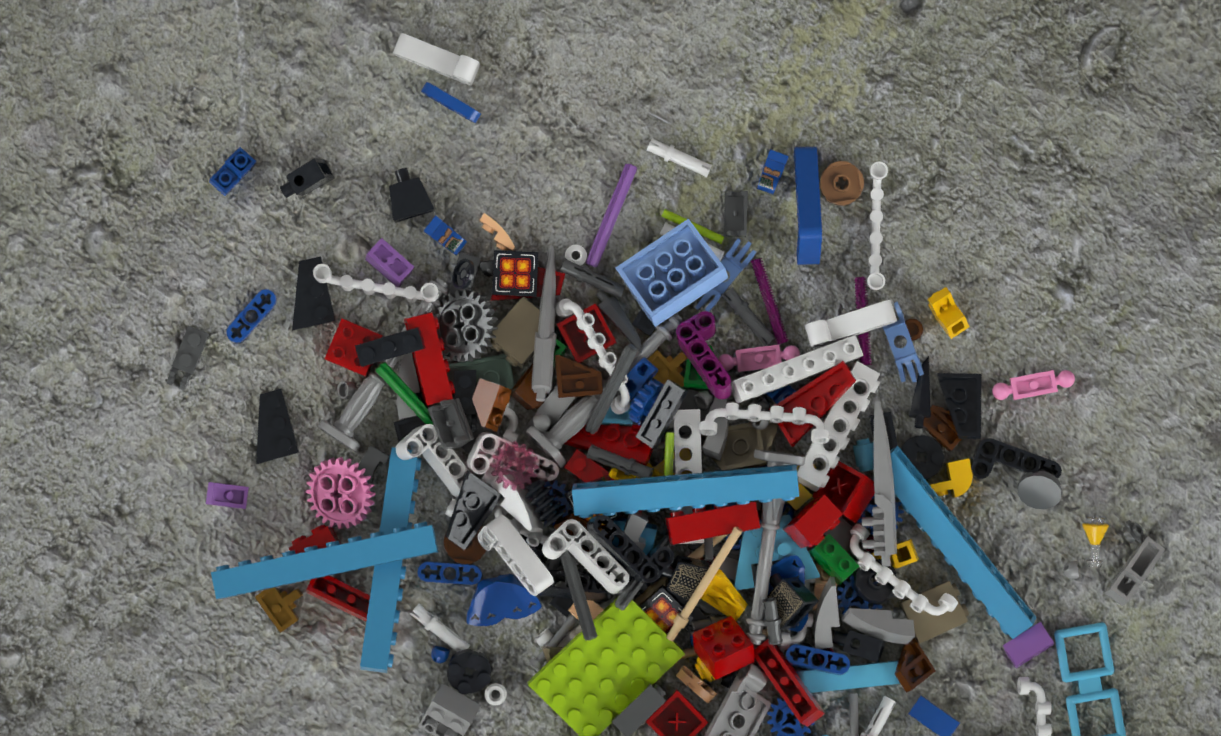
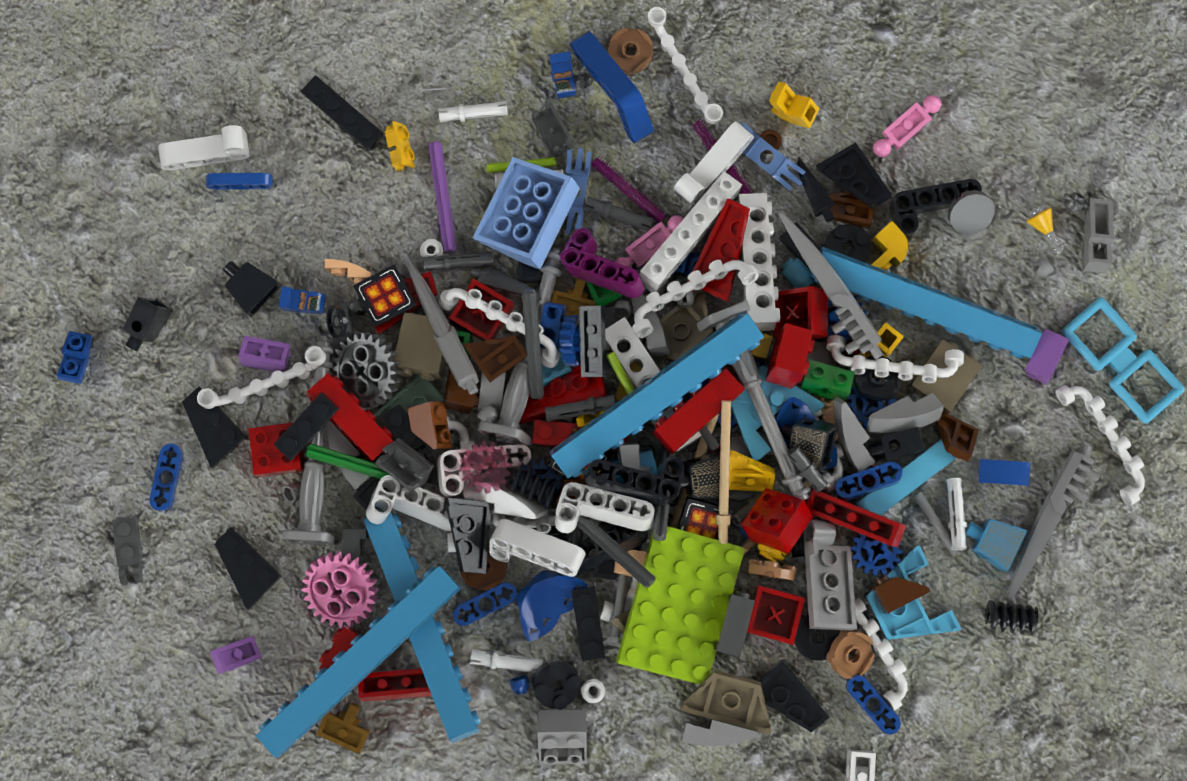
camera: 30 degrees left, 5 degrees down
(523, 638) = (588, 623): none -> black plate
(569, 93) = (342, 113): none -> black plate
(605, 142) = (403, 155): none -> yellow hinge

